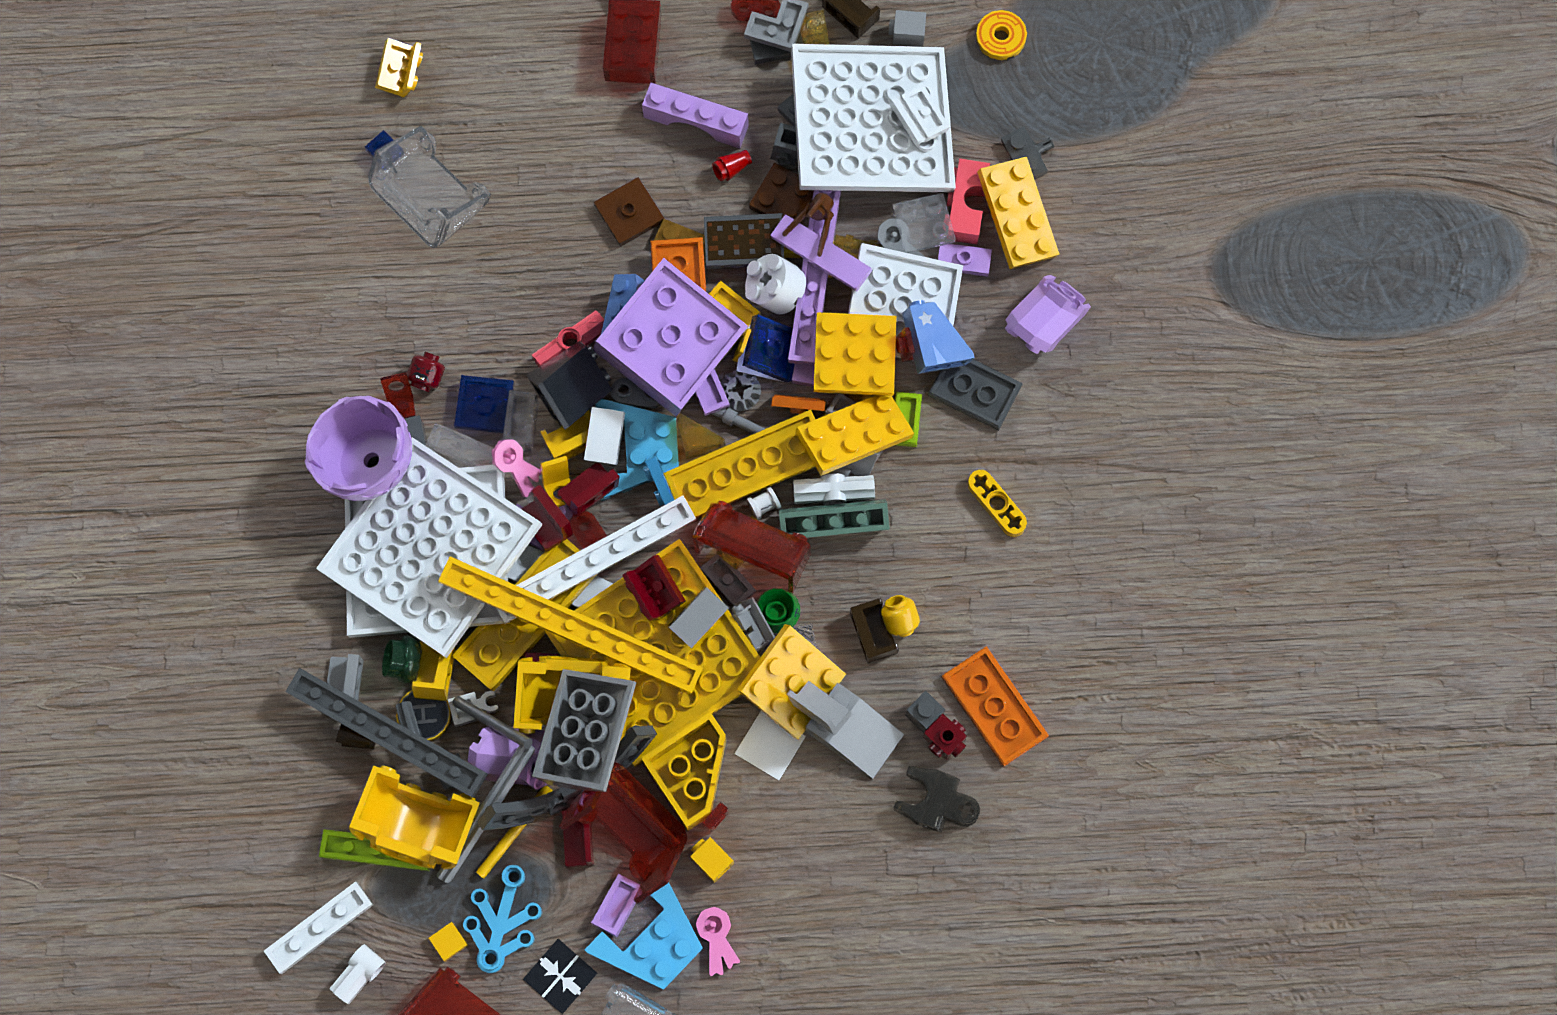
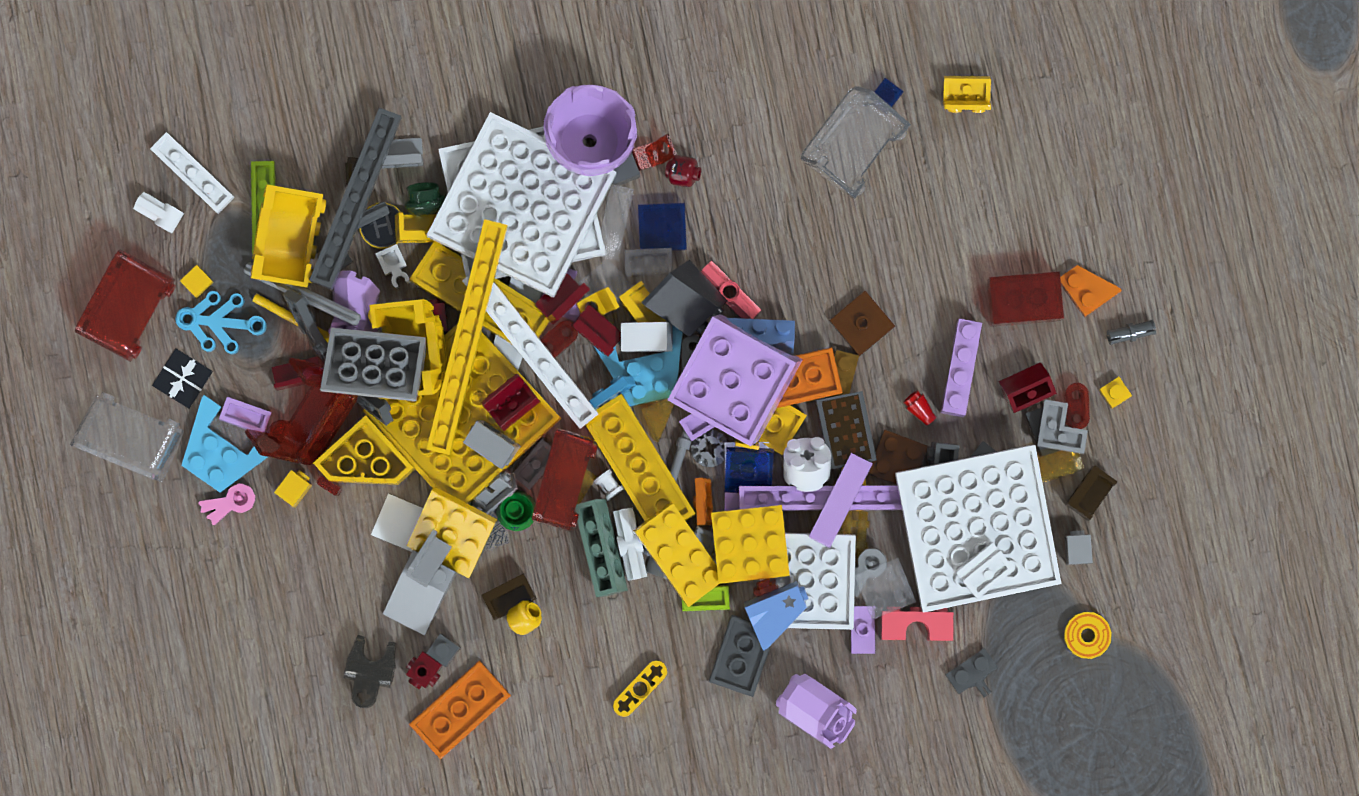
camera: 80 degrees right, 10 degrees up
(492, 722) = (375, 286): flat silver bar -> none
(509, 458) = (610, 258): bright pink piece -> none
(728, 50) = (1027, 387): none -> dark red brick
(818, 209) = (879, 491): reddish brown plant -> none
(1018, 212) = (910, 672): yellow plate -> none

